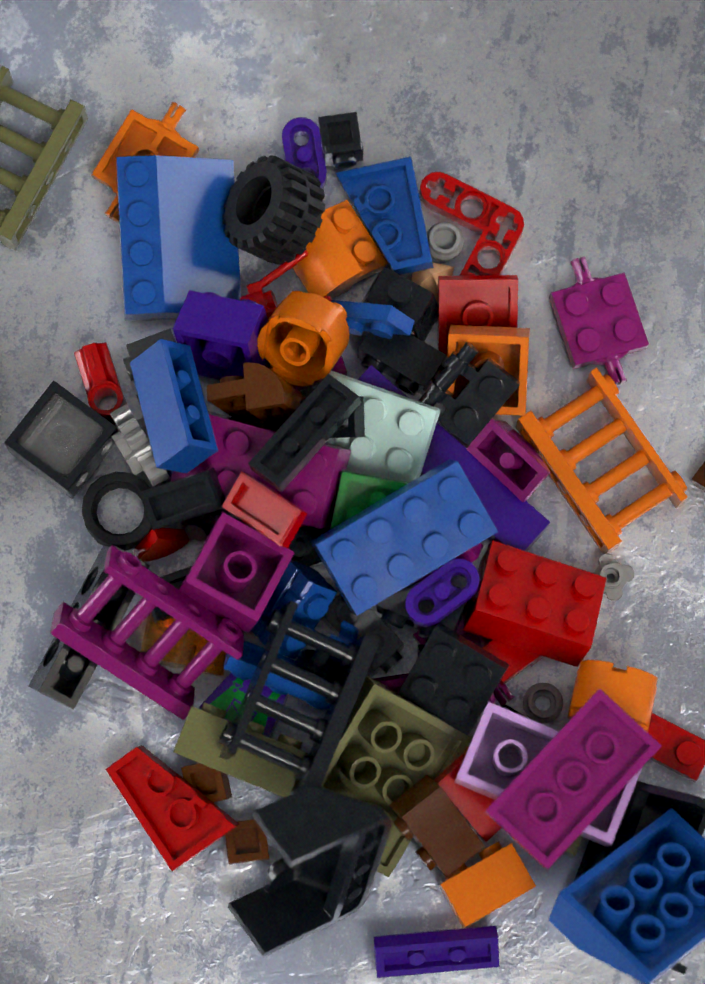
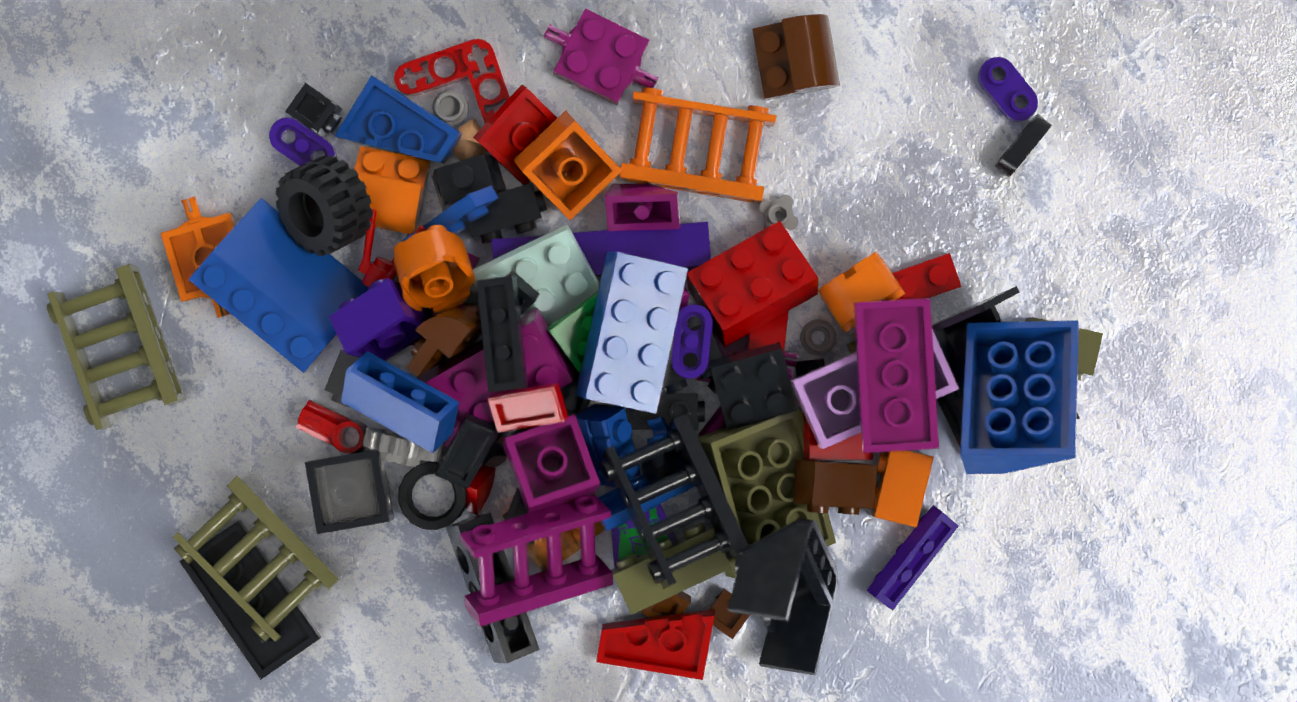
camera: 50 degrees left, 10 degrees up
(477, 401) = (583, 192): black plate -> none

